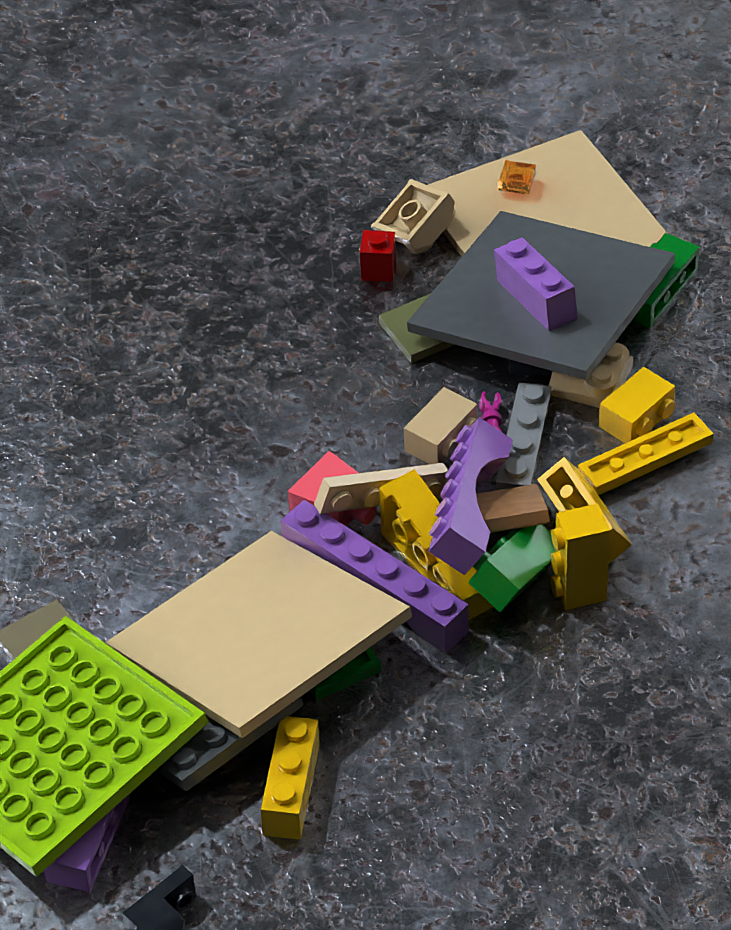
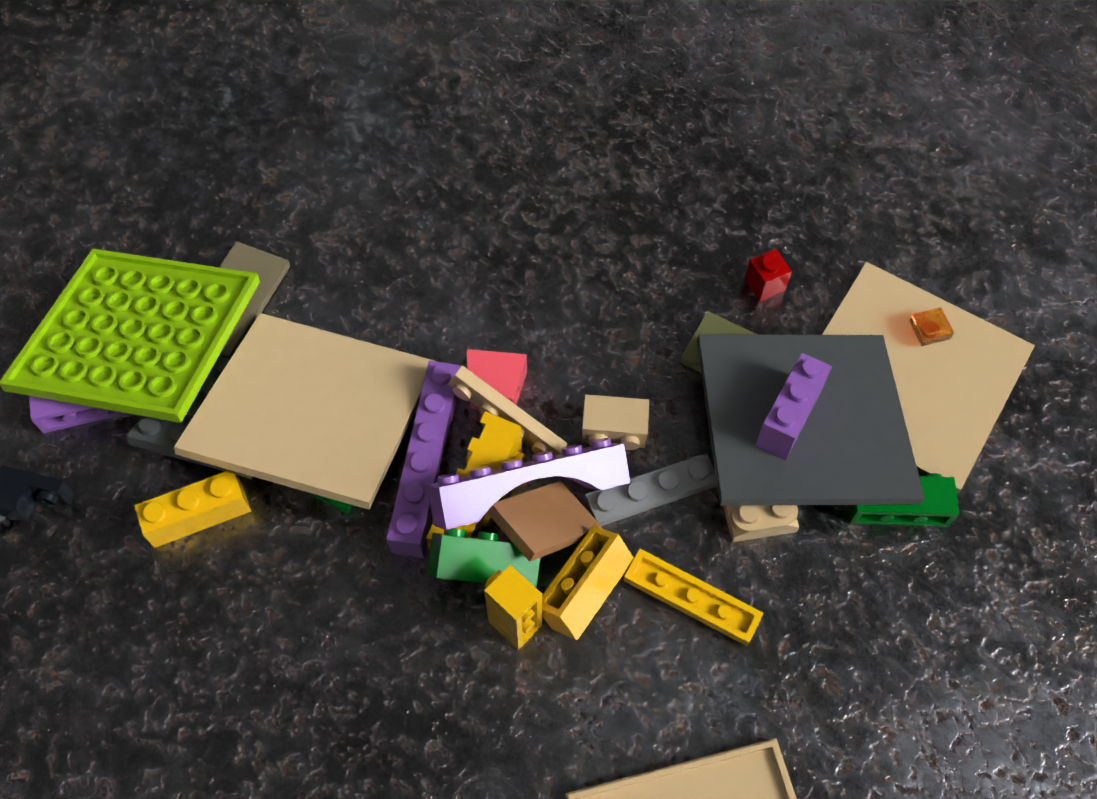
camera: 55 degrees right, 15 degrees up
(417, 216) = (828, 278): tan slope -> none
(489, 411) = (652, 455): dark pink piece -> none
(637, 406) = (741, 562): yellow brick -> none

